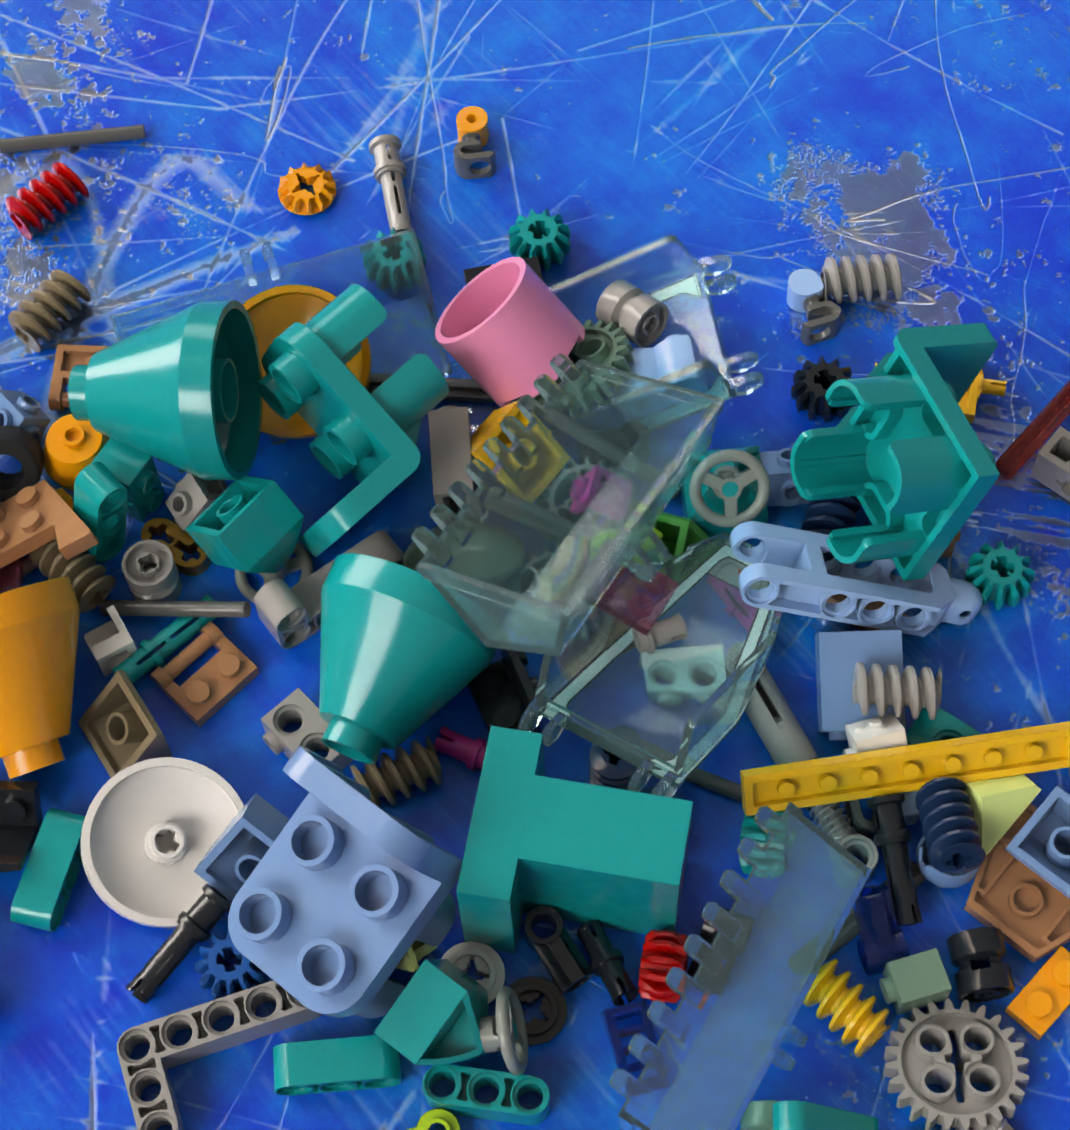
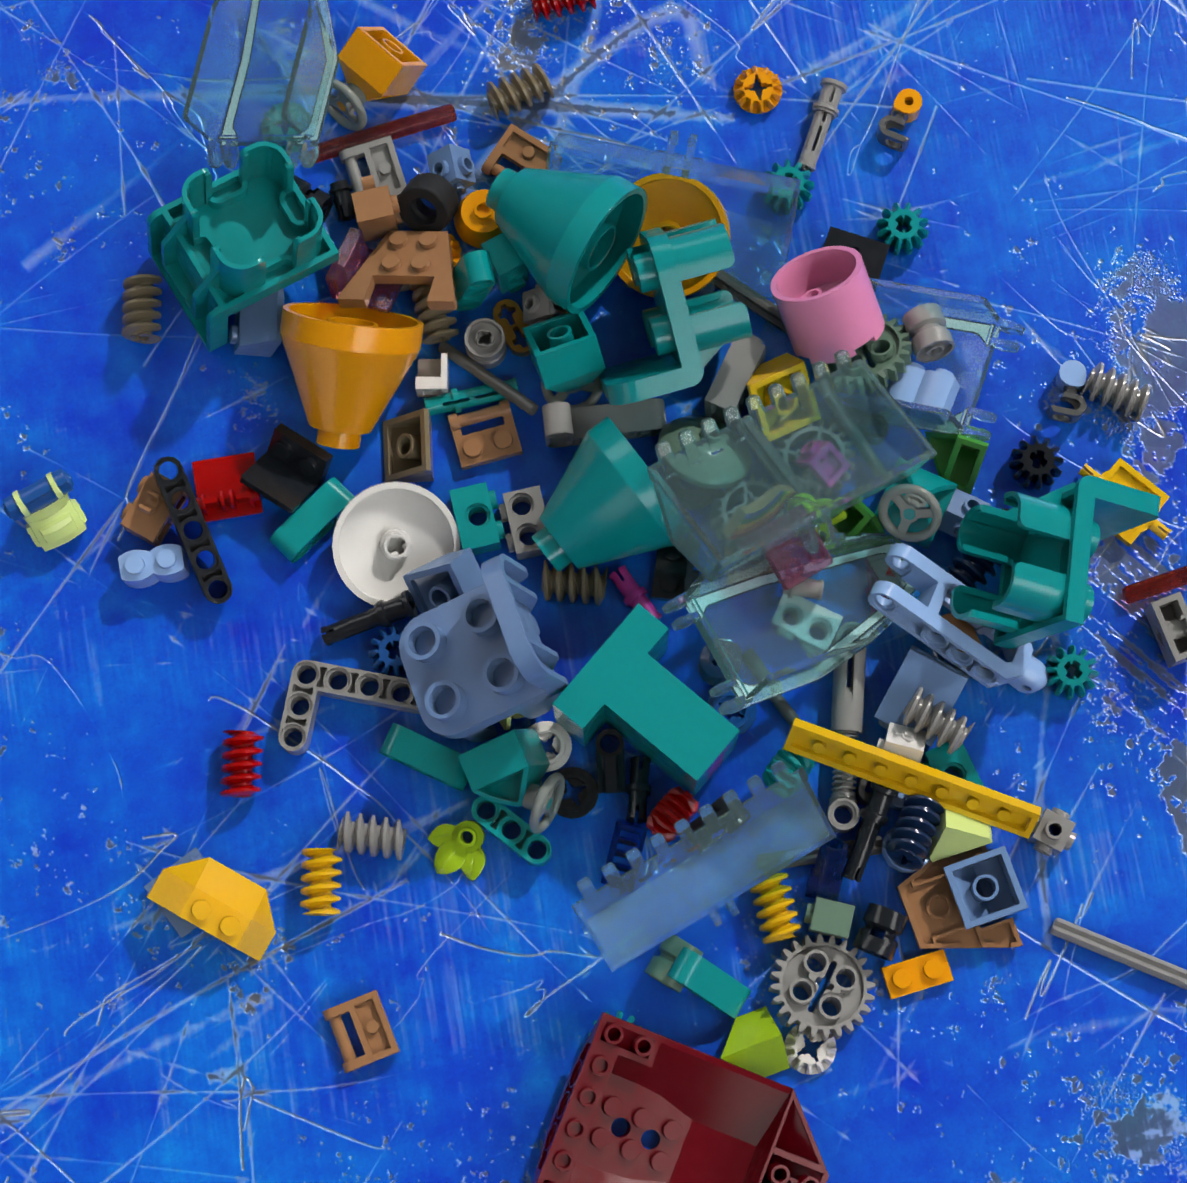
camera: 30 degrees right, 15 degrees up
(235, 744) = (474, 500): none -> teal brick
(744, 420) = (958, 458): none -> bright green slope

